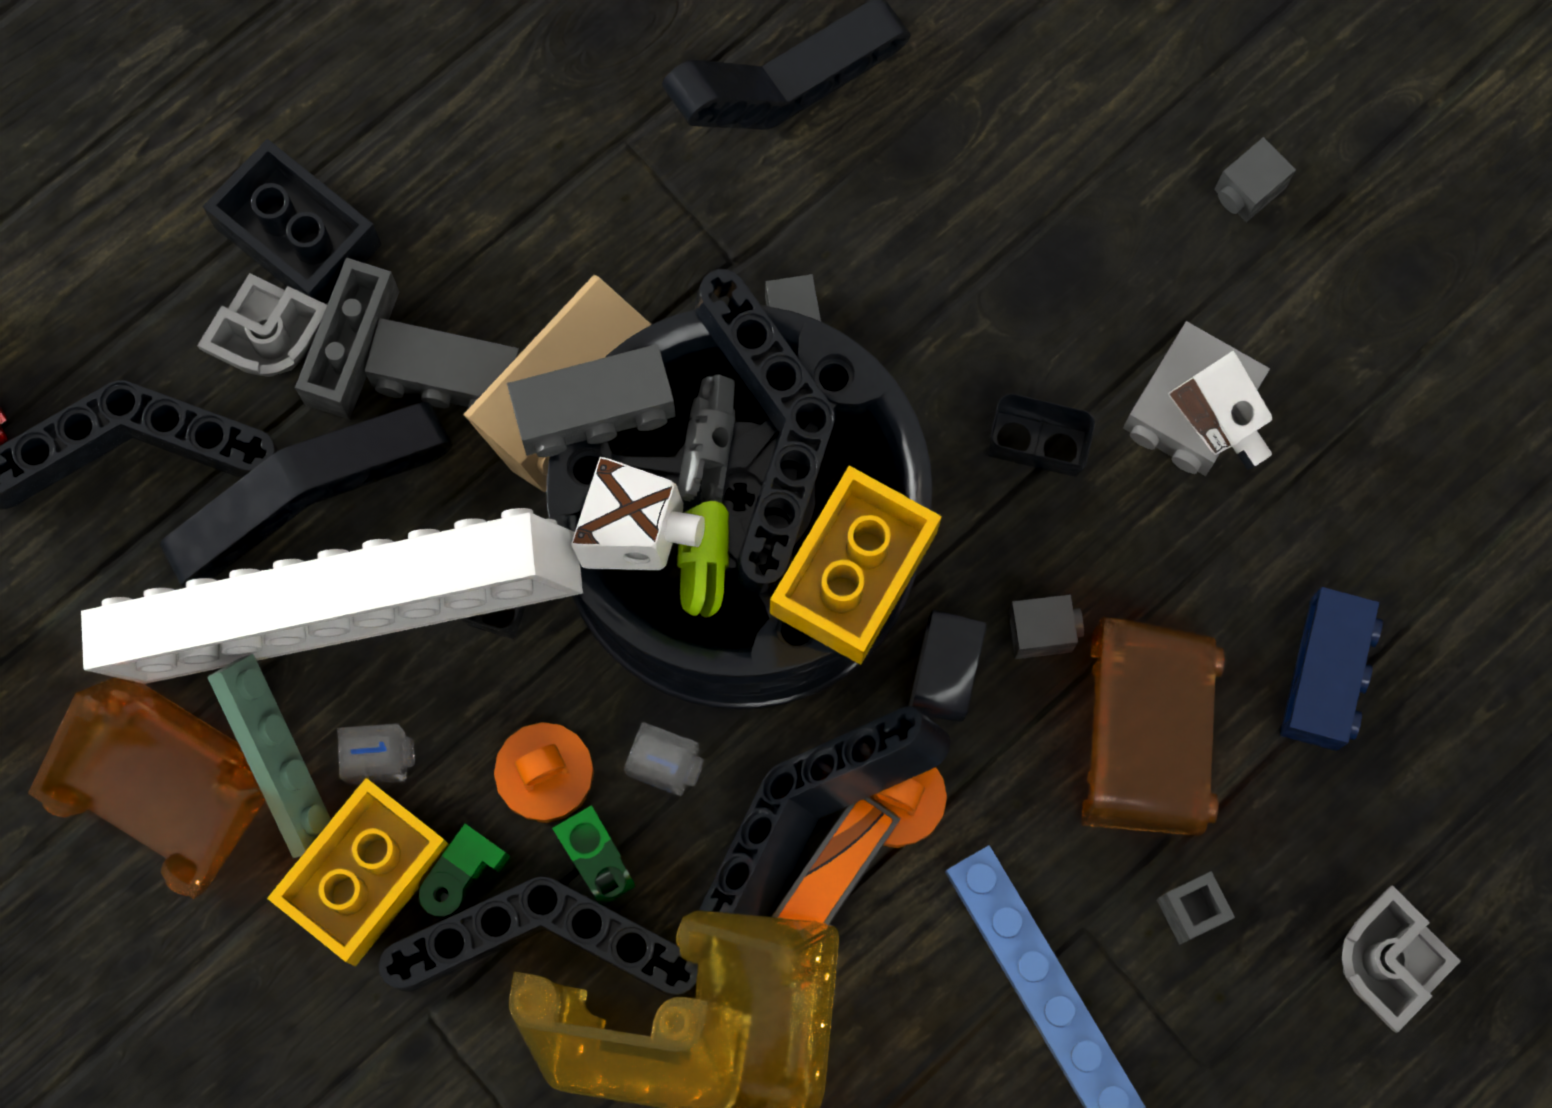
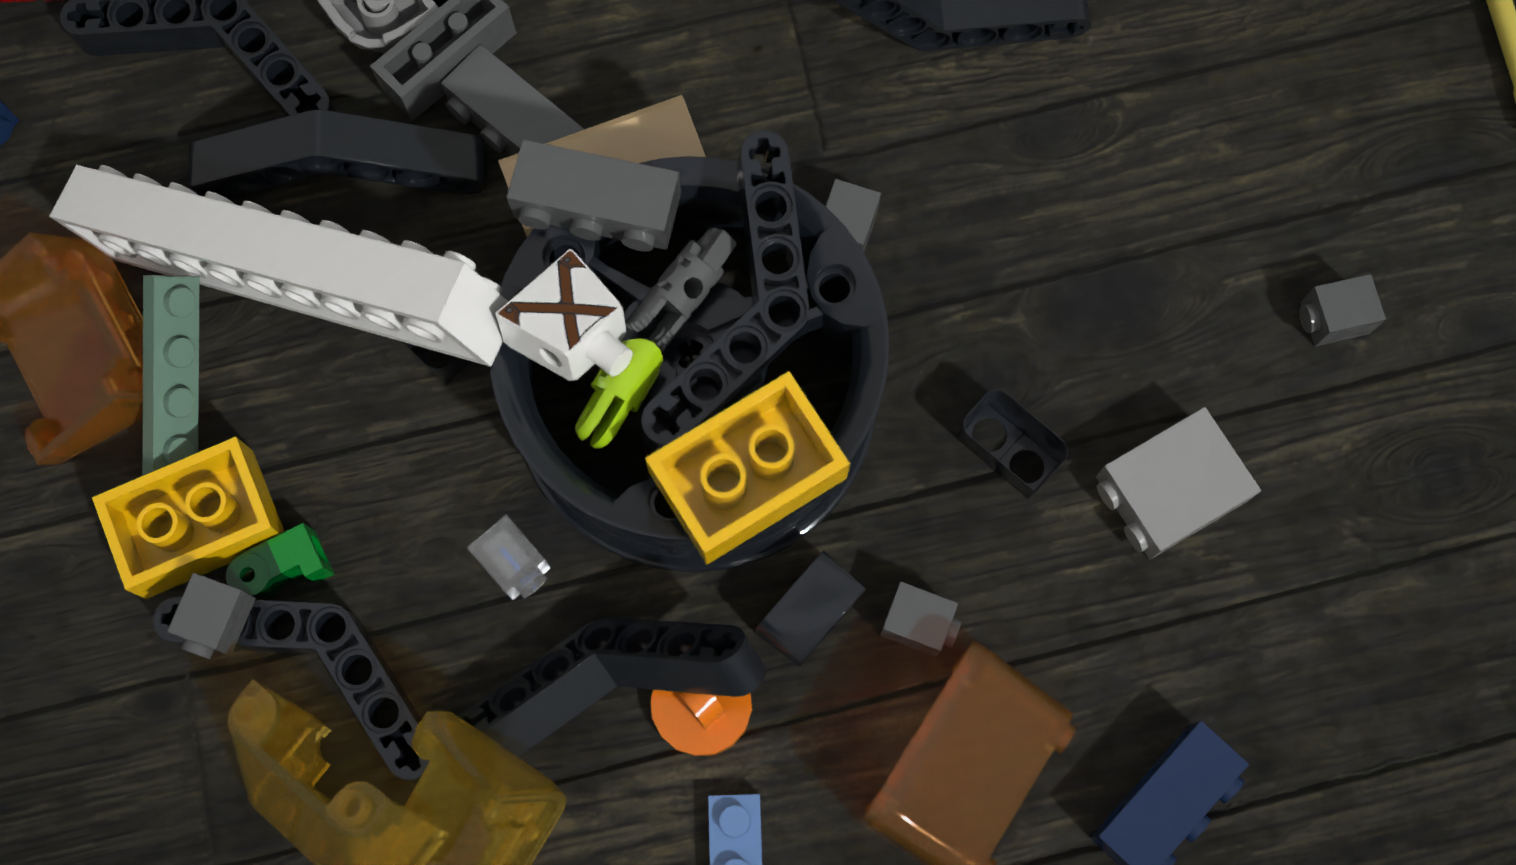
camera: 30 degrees right, 0 degrees up
(374, 753) = (264, 421): clear brick -> none
(437, 943) = (210, 616): none -> dark grey brick
(544, 772) = (403, 515): orange tile -> none
(594, 855) = (401, 612): leg -> none
(839, 862) = (609, 739): slope -> none
(1226, 410) = (1201, 487): white torso -> none

